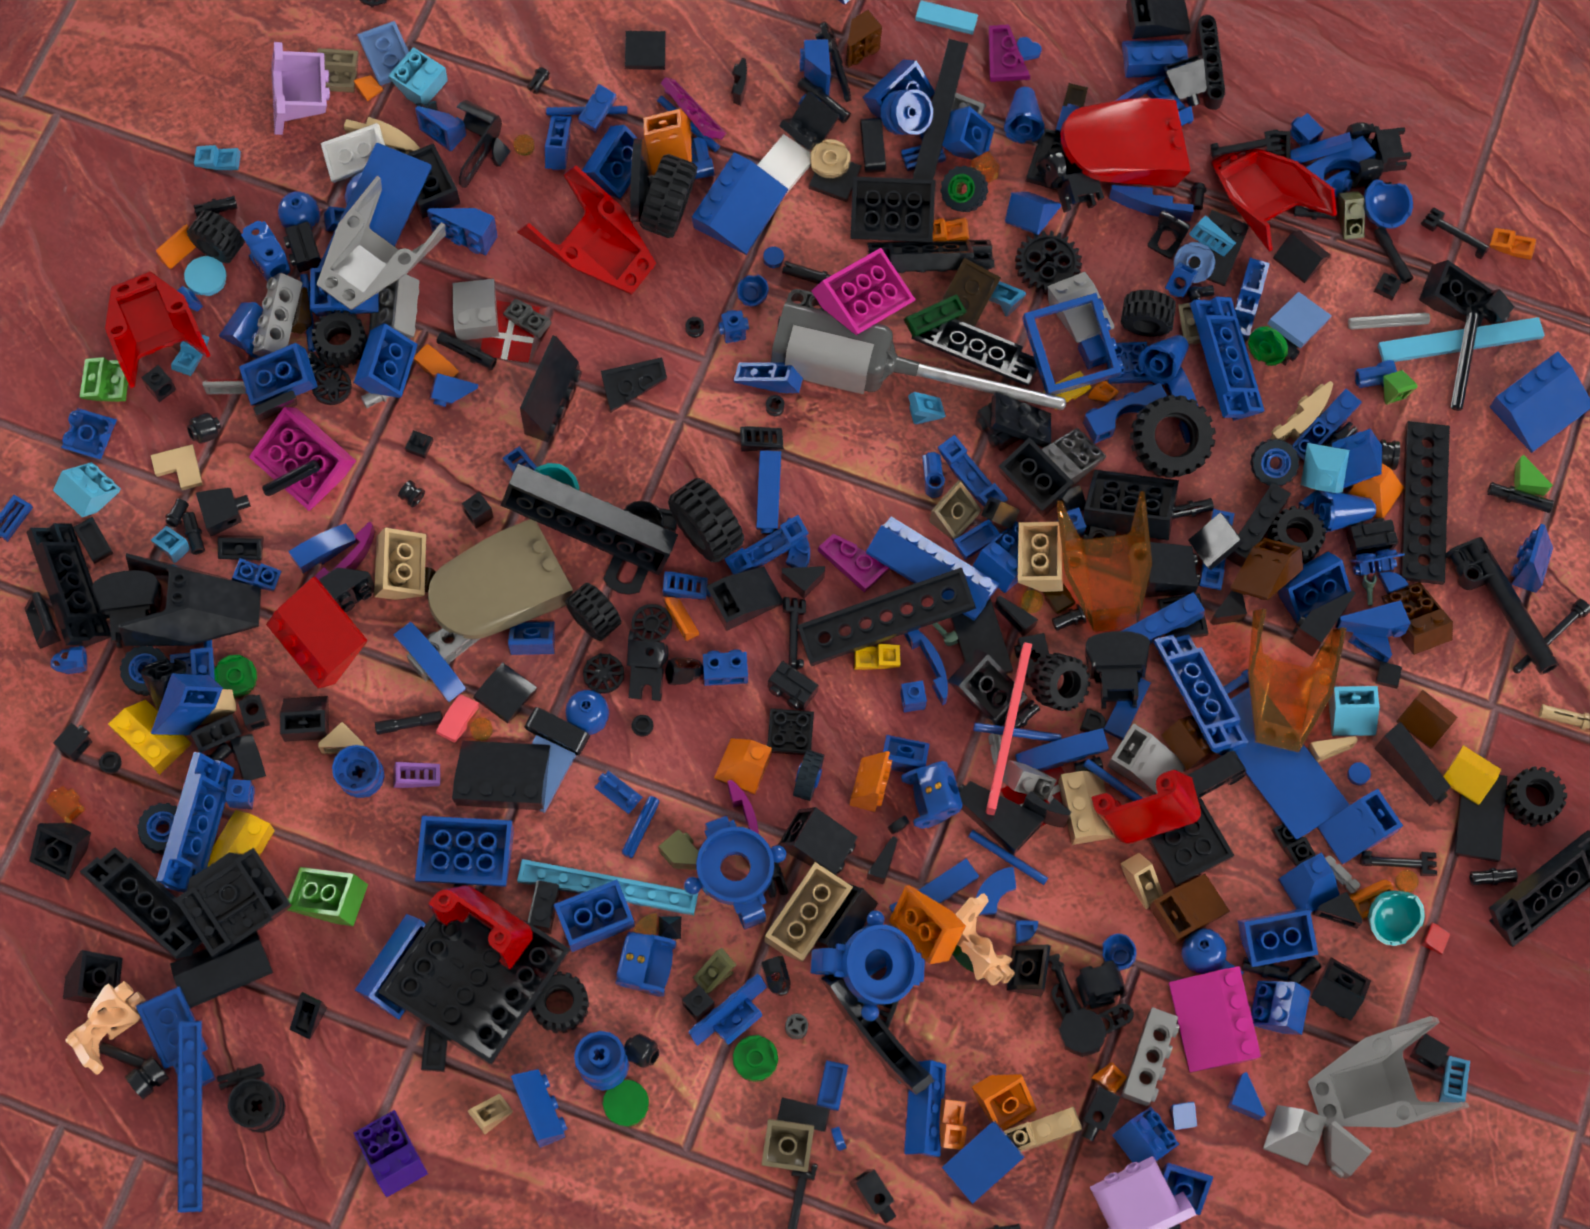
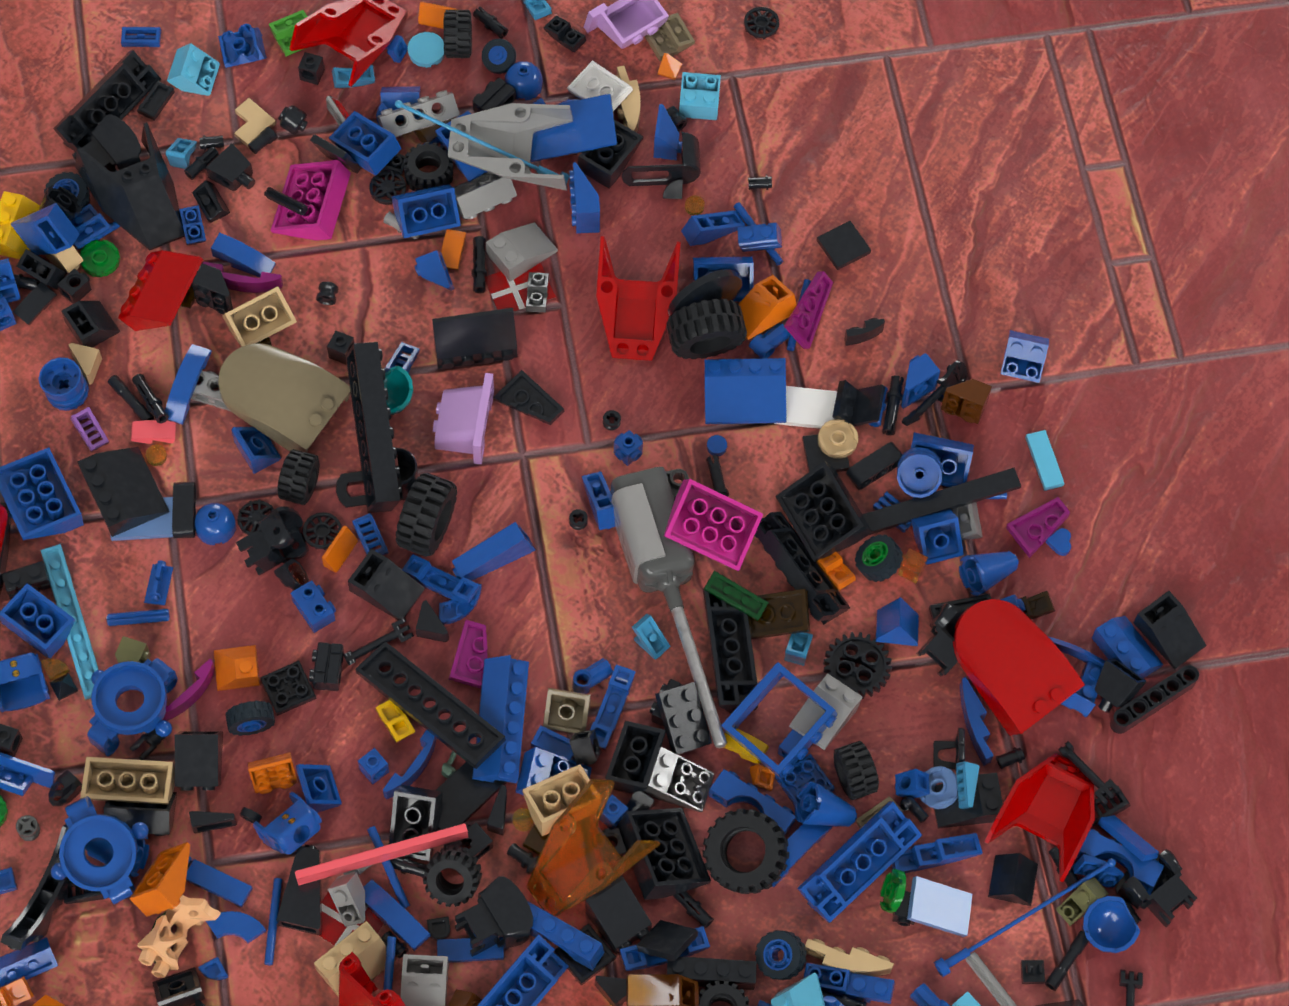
camera: 60 degrees right, 5 degrees down
(41, 621) = (66, 102): black tile -> none
(70, 660) = (47, 141): blue rock -> none
(205, 461) = (267, 137): none -> black pin
(259, 211) = (498, 56): none -> black wheel
(267, 263) = (473, 76): blue piece -> none
(275, 152) = (564, 34): none -> black slope
(383, 49) = (712, 58): medium blue tile -> none
(419, 444) = (376, 276): black tile -> none
(423, 237) = (541, 170): none -> dark azure piece
(429, 702) = (153, 403): none -> black pin
(505, 693) = (196, 454): black slope -> none
(621, 442) = (464, 419): none -> lavender windscreen
(642, 725) = (227, 571): black plate -> none
(715, 971) = (42, 739): olive slope -> none
(752, 290) = (671, 444): blue hair -> none
(760, 431) = (540, 513): black slope -> none
(1054, 813) = (326, 925): black slope -> none
(1306, 130) = (1142, 817): blue brick -> none
(1348, 348) = (943, 966): none -> blue piece

